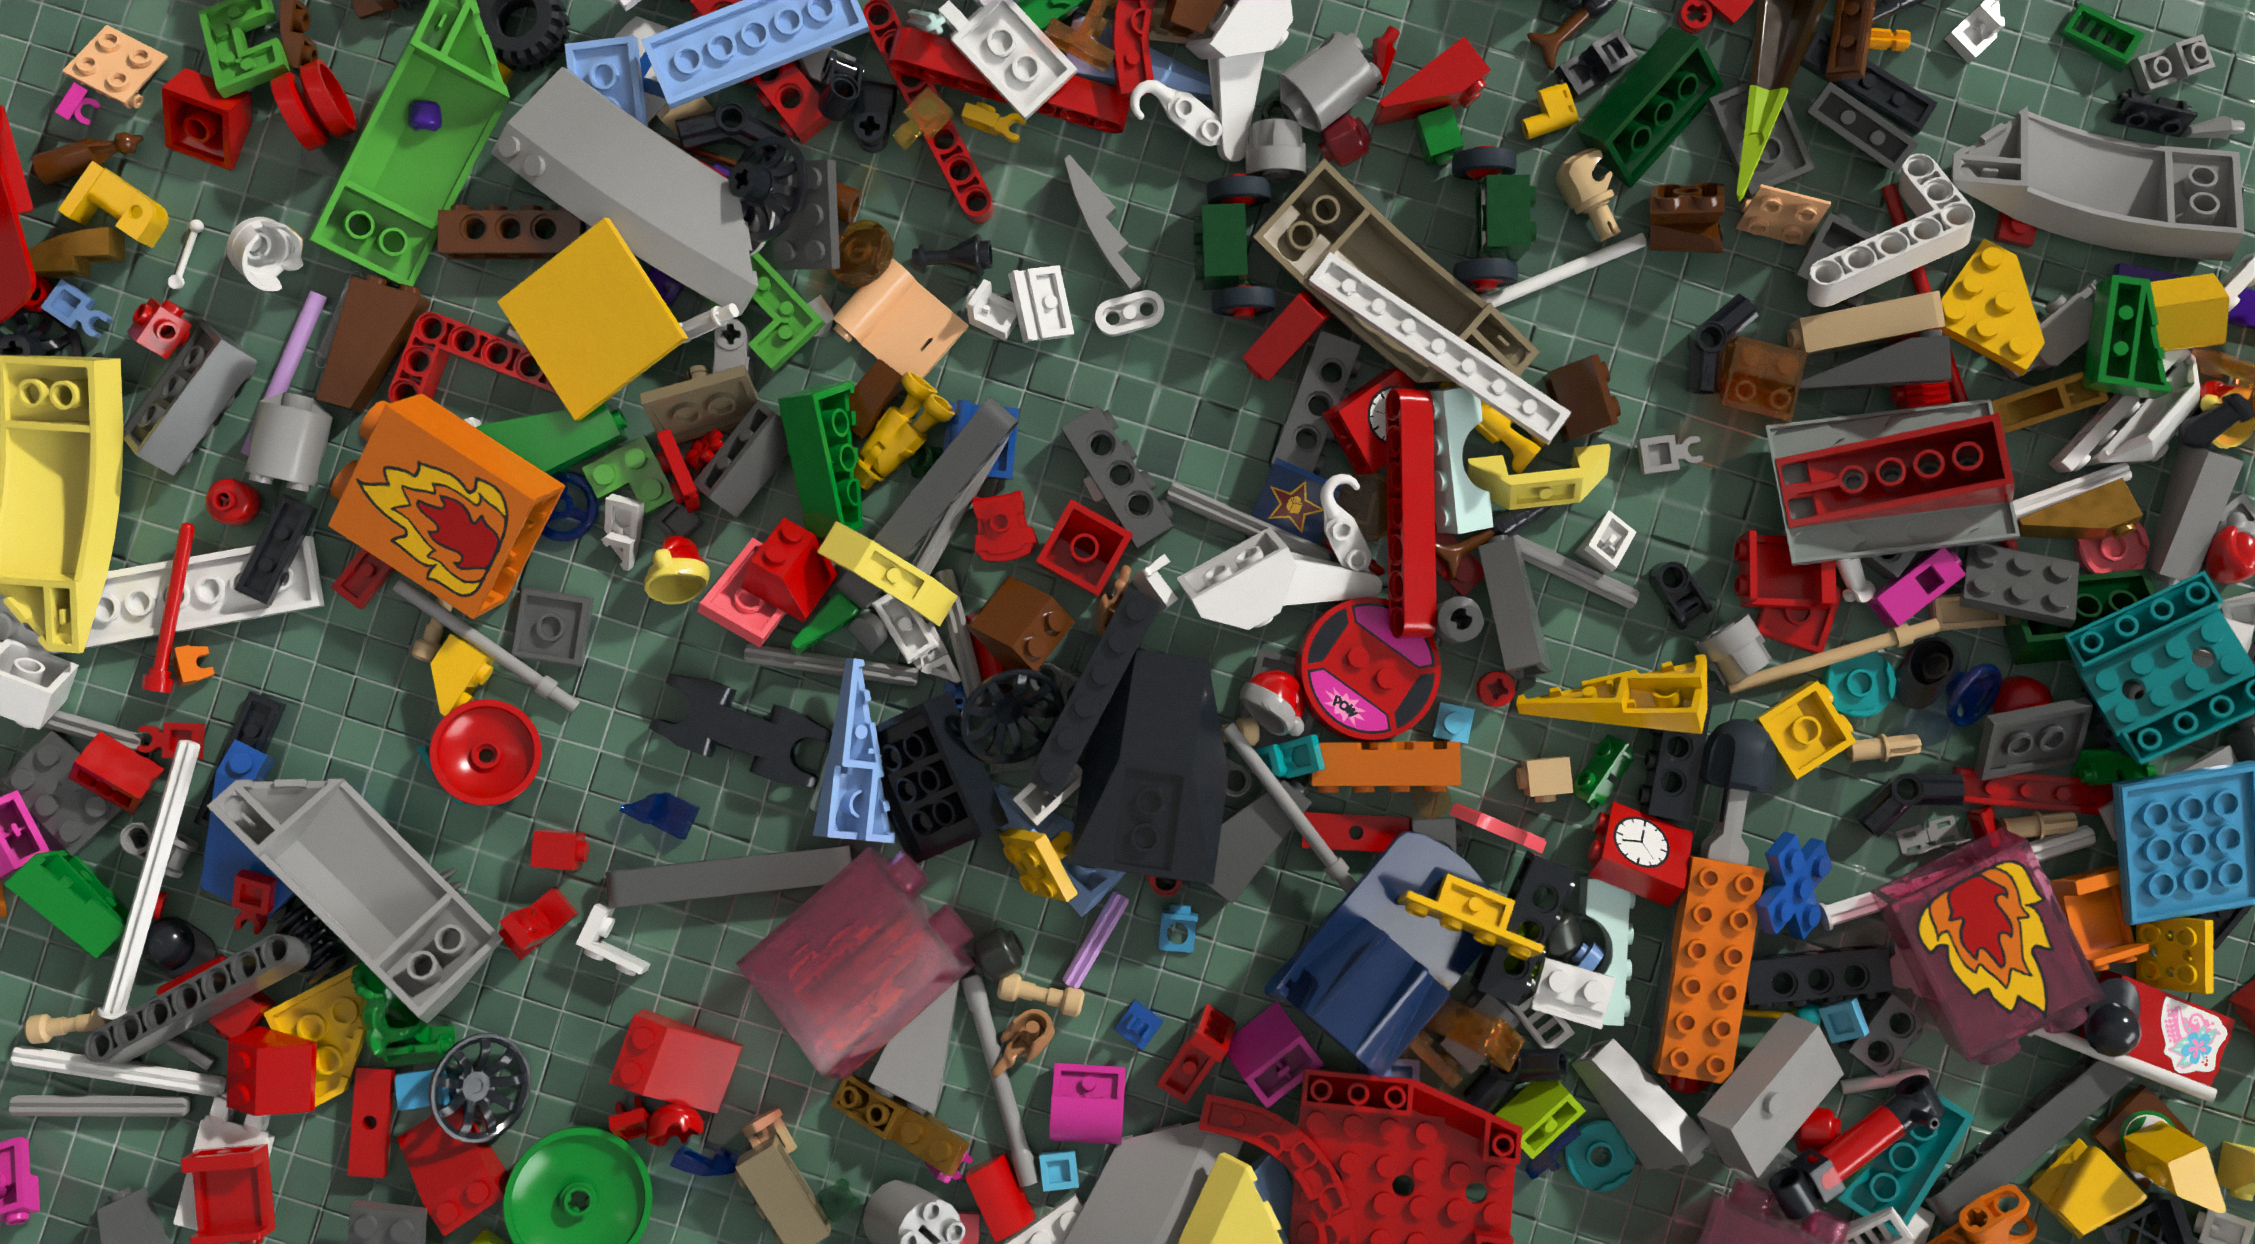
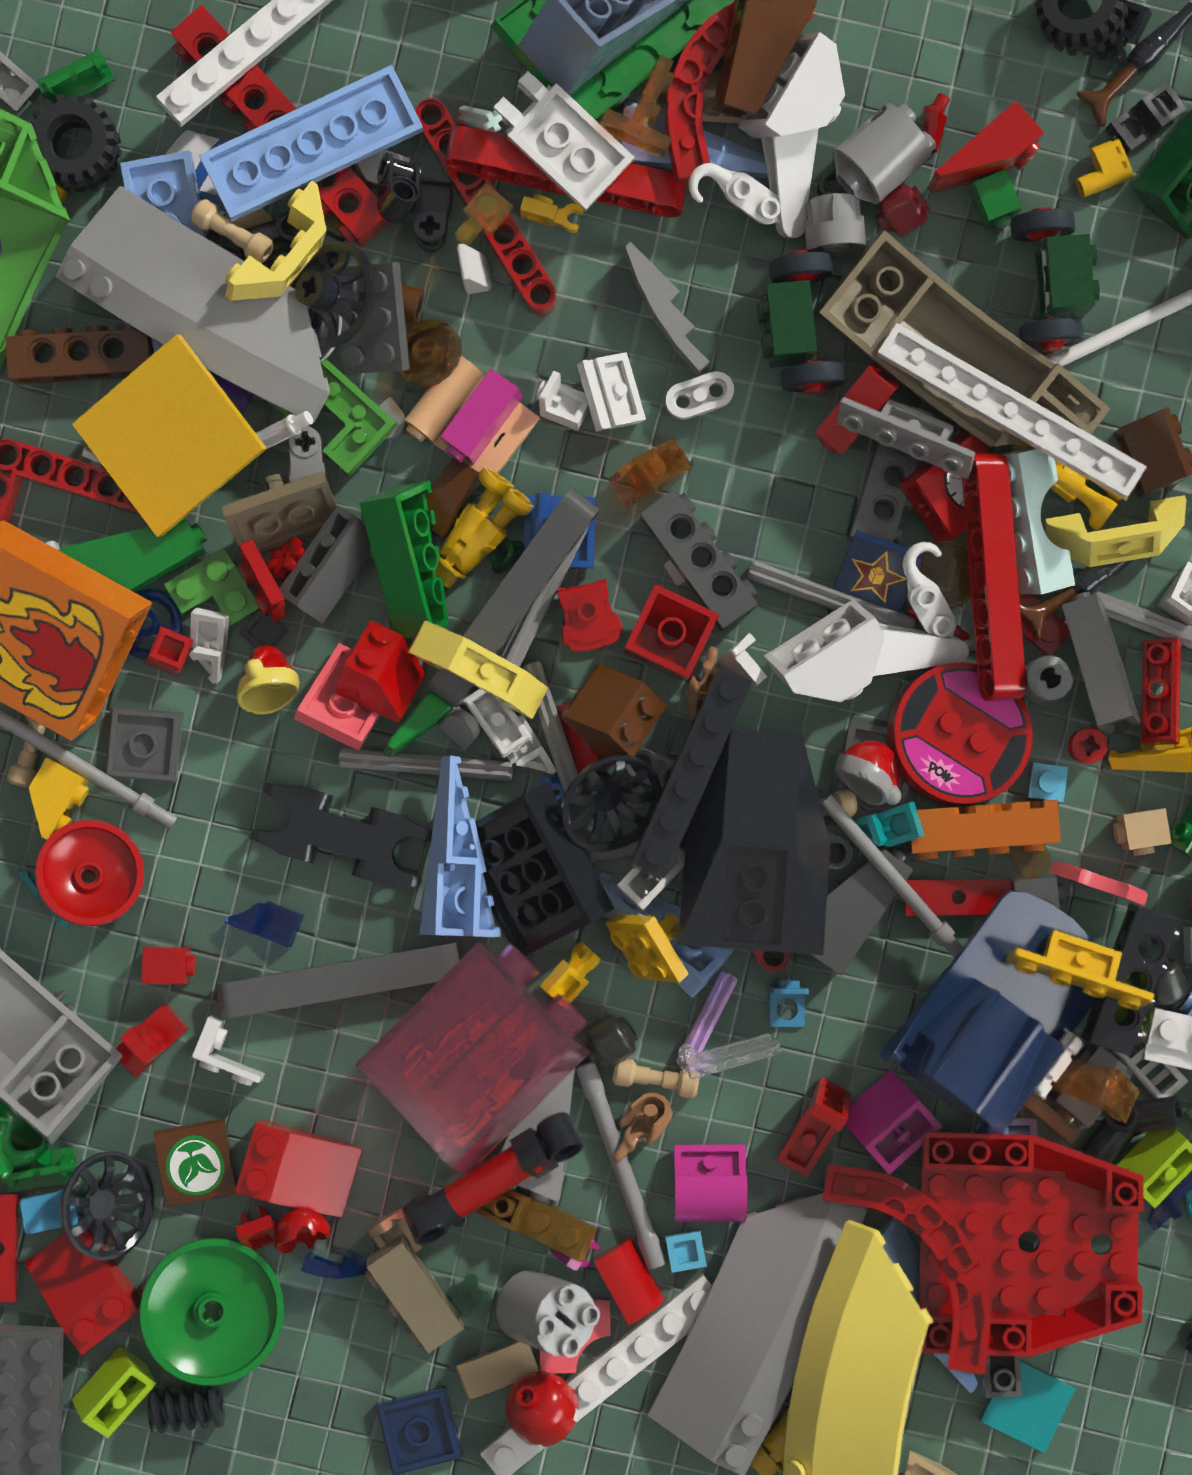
camera: 10 degrees left, 0 degrees up
(573, 1048) = (195, 1162): none -> slope
(582, 535) = (169, 651): none -> red slope
(687, 169) = (255, 280): none -> light yellow slope
(692, 135) = (207, 216): none -> tan piece
(905, 1065) = (530, 1155): none -> black piece
(908, 321) = (481, 417): none -> dark pink brick
(911, 173) = (474, 270): none -> white slope
(960, 889) = (570, 977): none -> yellow plate
(970, 255) = (536, 348): black piece -> none
(1074, 387) = (650, 472): none -> clear orange slope
(1113, 977) = (727, 1056): none -> clear hinge
(1138, 1024) = (754, 1102): blue tile -> none
(1334, 362) = (909, 432): none -> light grey bracket
(1458, 991) = (1072, 1045): none -> white axle
(1572, 660) = (1161, 712): none -> red tile
(1586, 194) = (1144, 248): tan piece -> none

